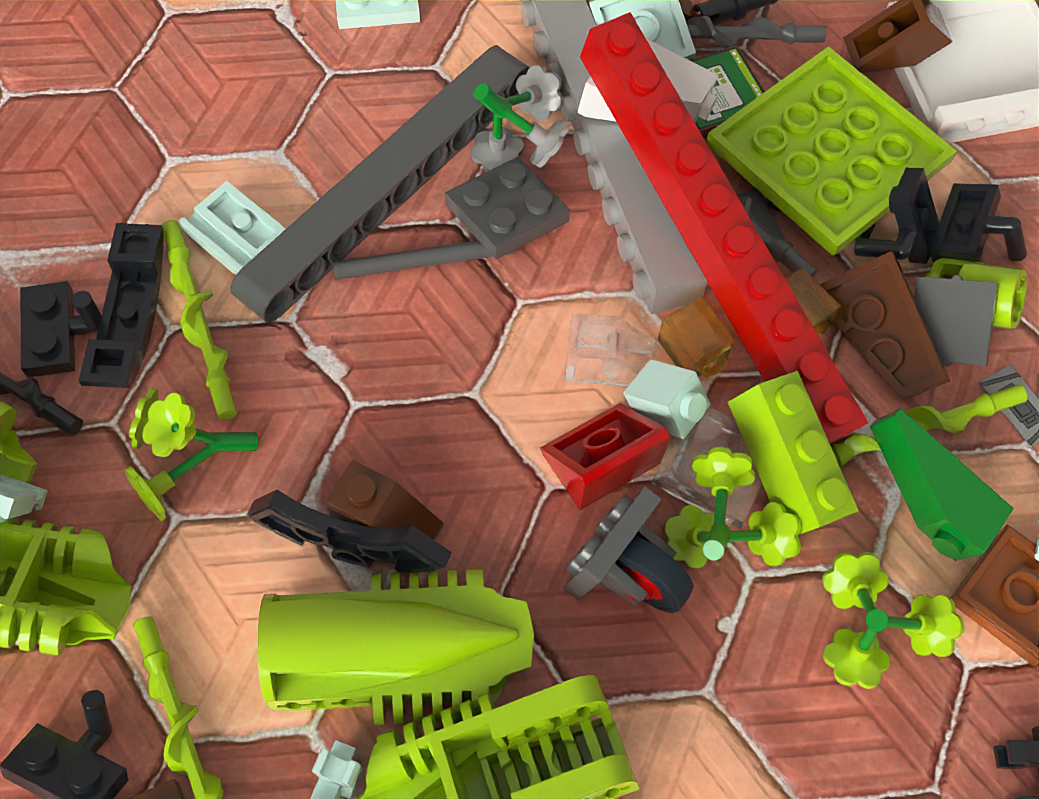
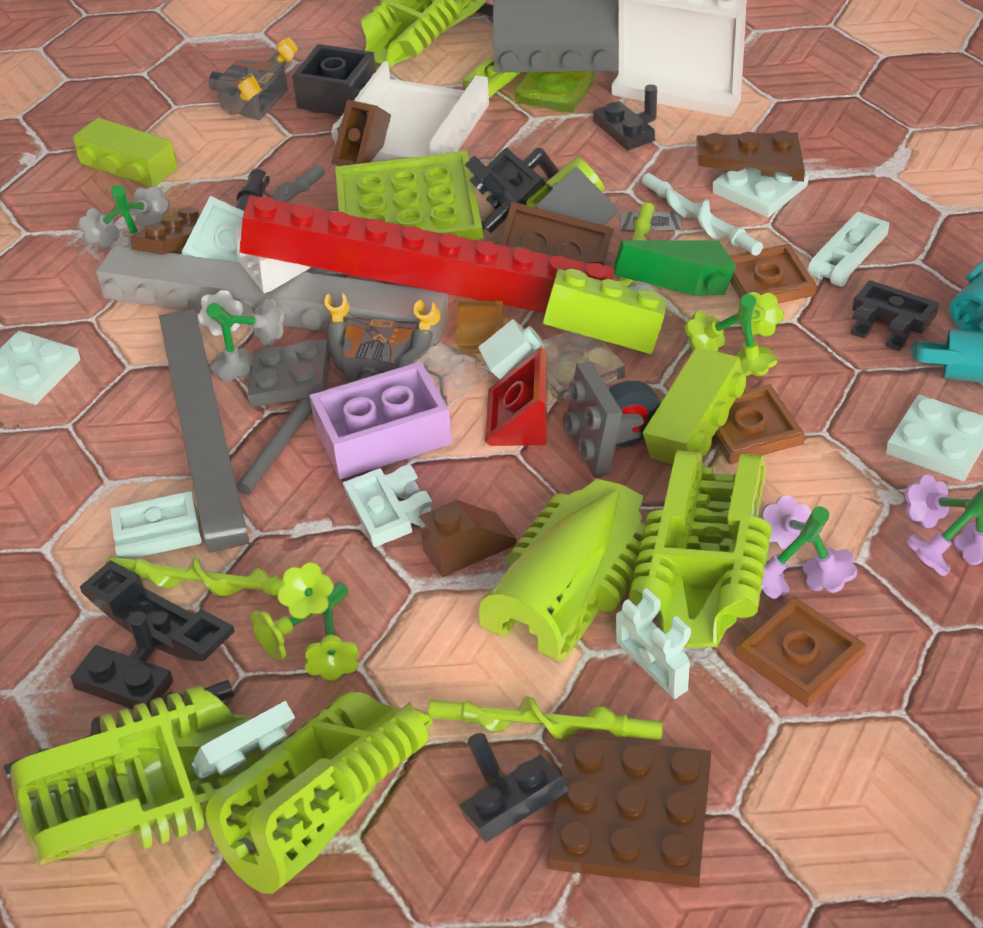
camera: 50 degrees left, 20 degrees down
(350, 542) = (471, 560): black tile -> none
(374, 406) = (378, 507): none -> light aqua plate
(481, 334) = (381, 420): none -> lavender brick
(587, 263) = (376, 346): none -> torso
(705, 535) = (641, 351): lime plant -> none
(711, 643) = (695, 405): none -> lime brick
(751, 713) = (758, 425): none -> dark orange tile

